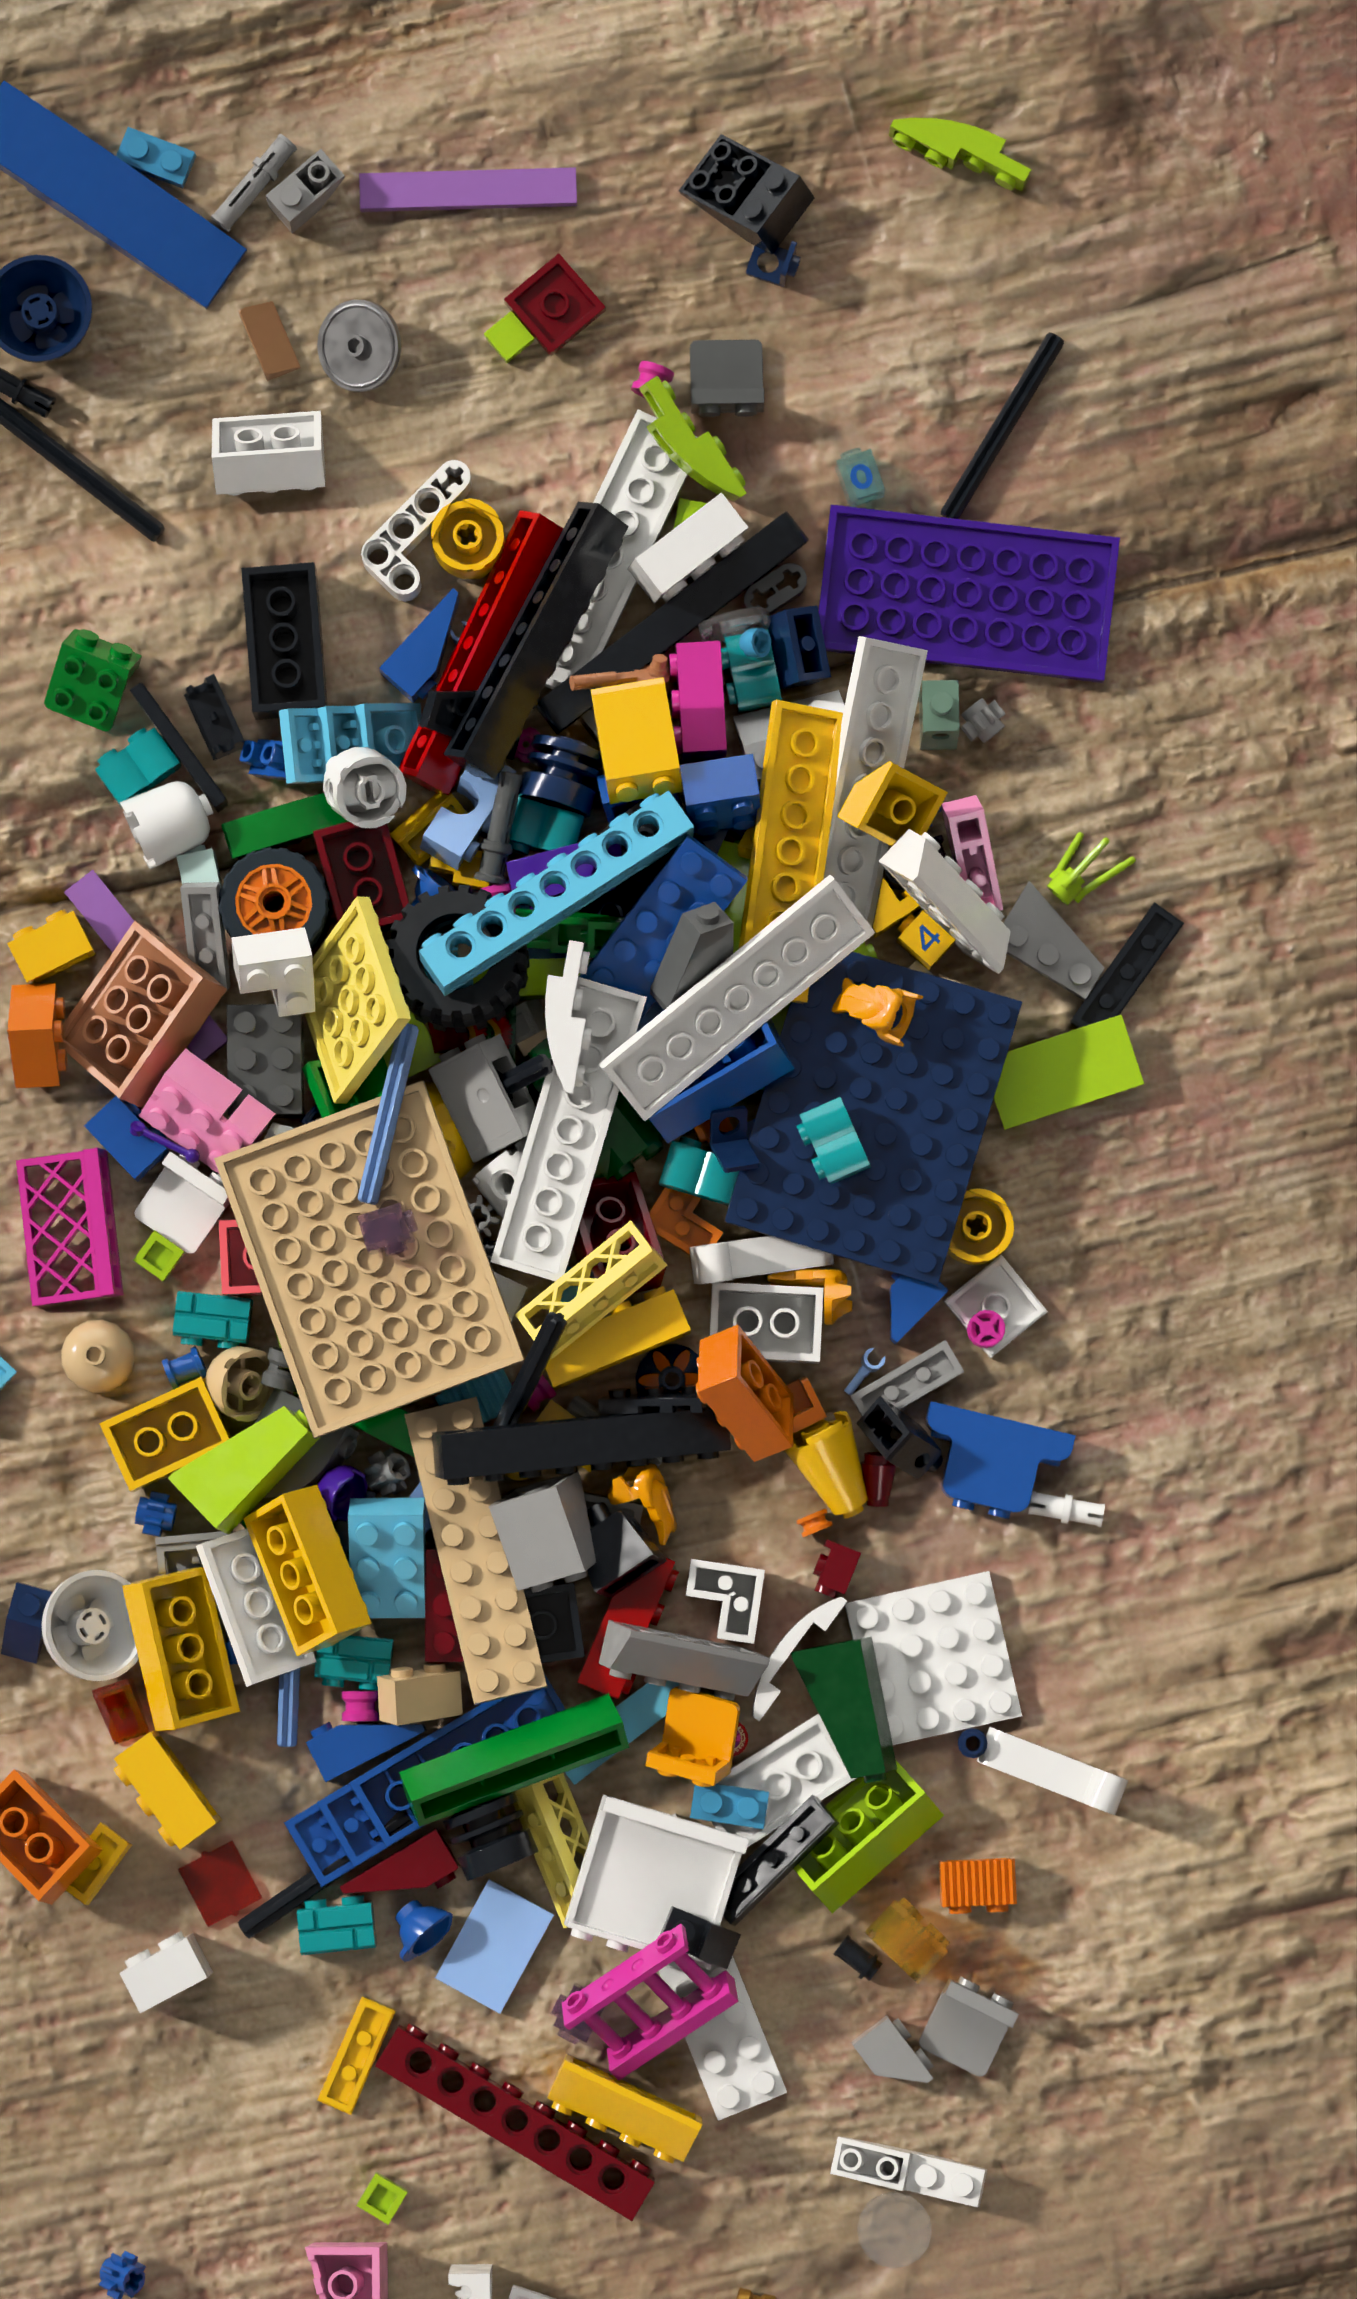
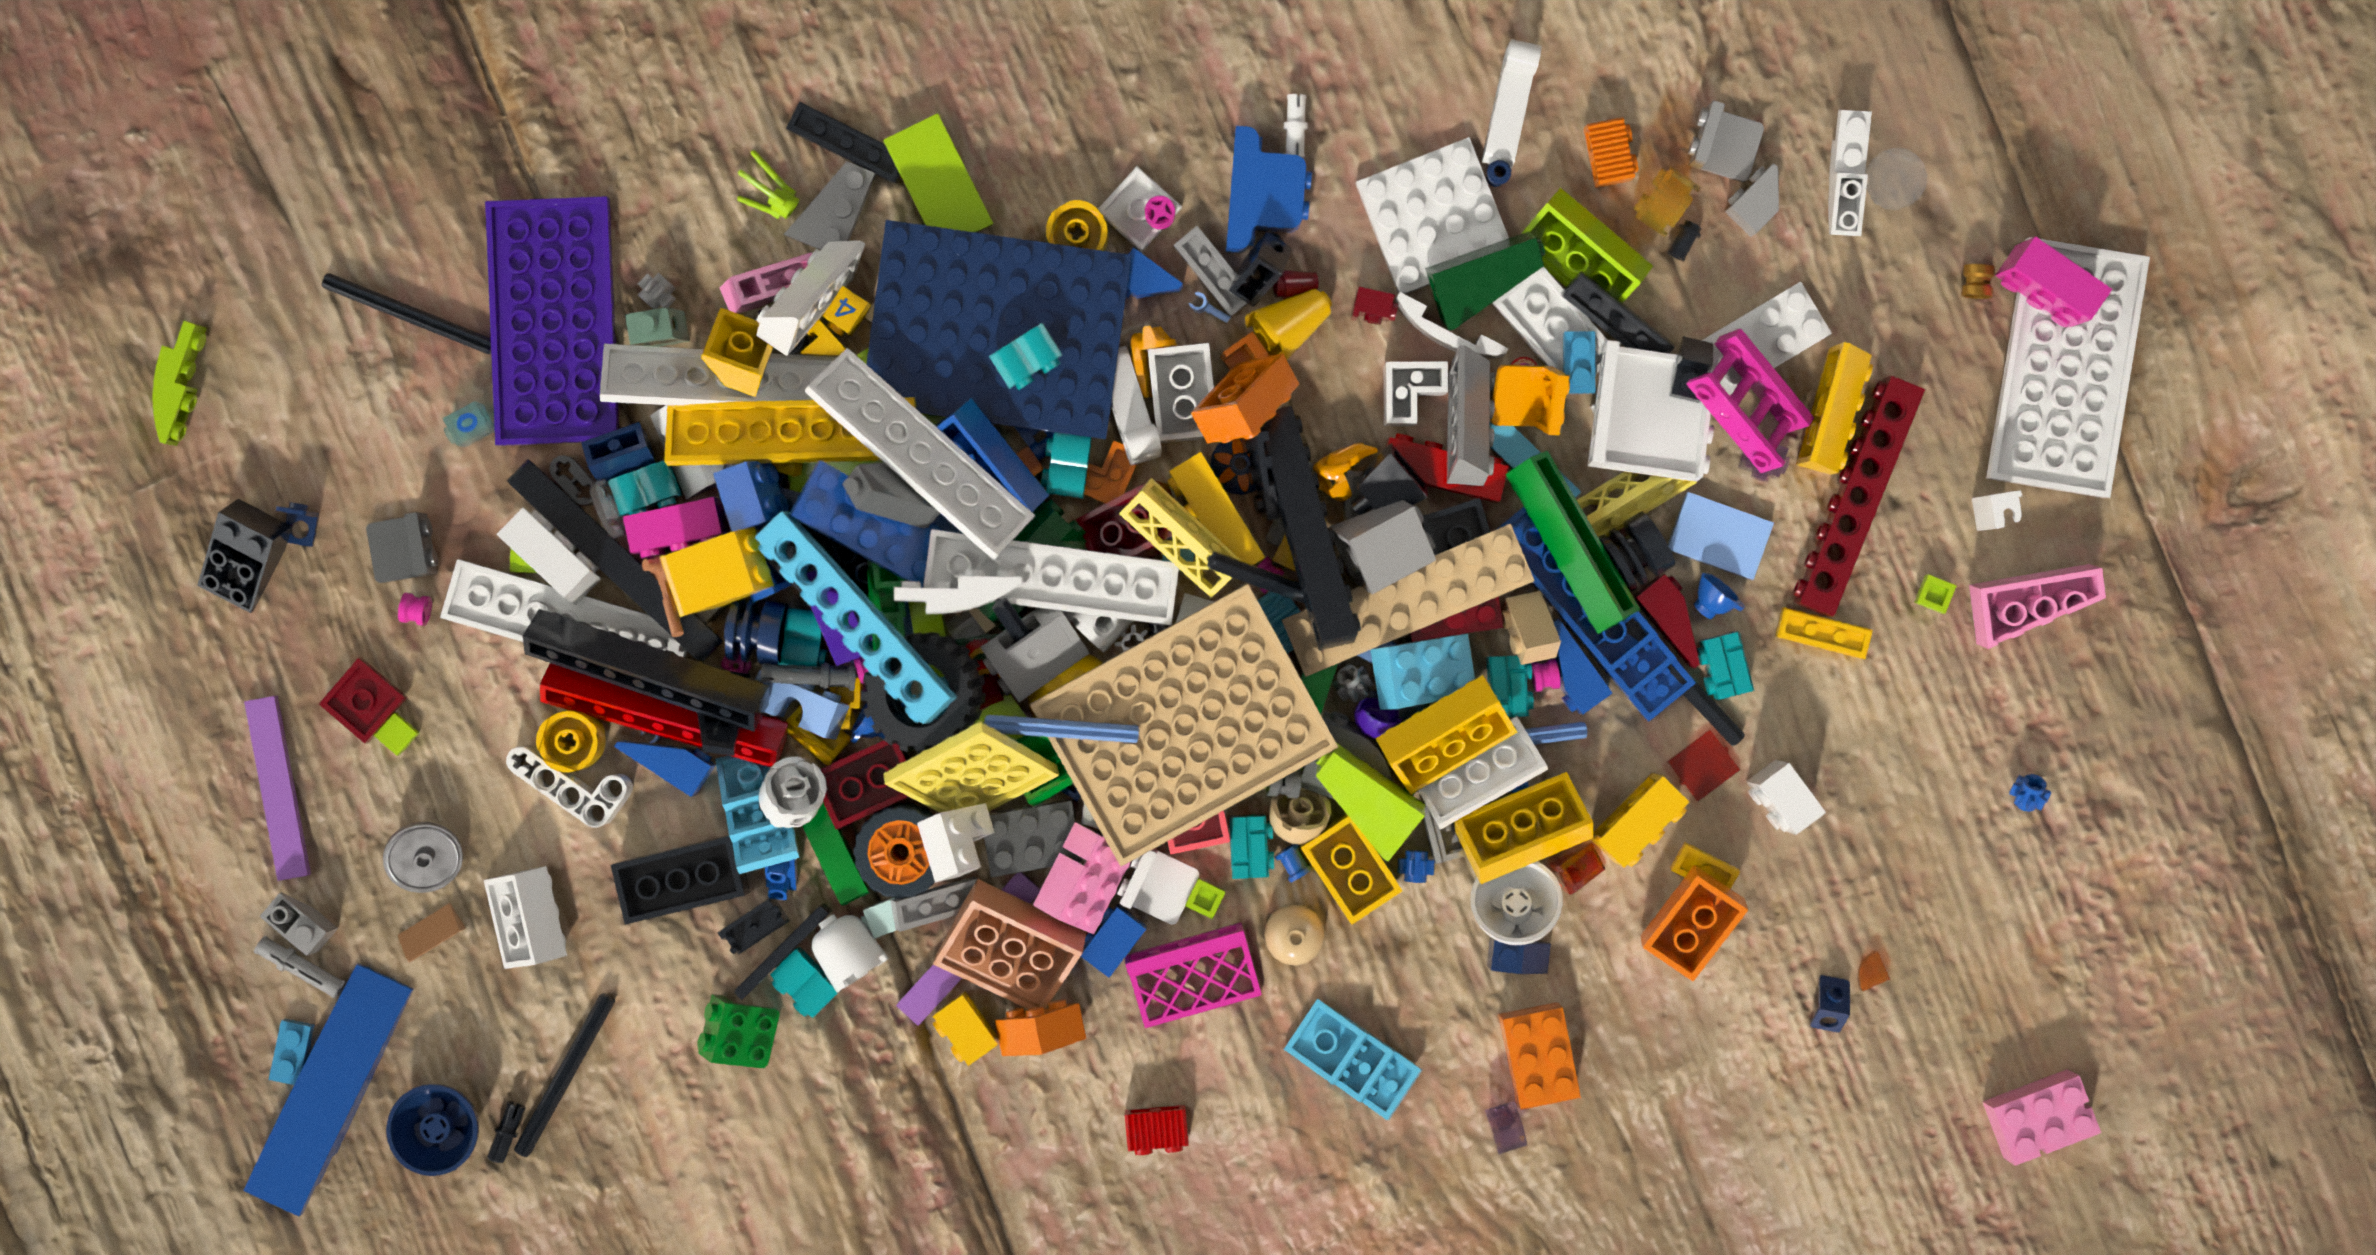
camera: 95 degrees left, 5 degrees up
(138, 1129) = (1105, 933): dark purple hinge -> none
(388, 1229) = (1158, 712): clear purple brick -> none
(698, 457) = (471, 560): lime slope -> none
(732, 1147) = (1044, 441): dark blue bracket -> none
(755, 642) = (620, 488): dark azure hinge -> none
(814, 1522) = (1339, 329): orange bush -> none
(878, 1008) = (910, 337): light orange hair -> none

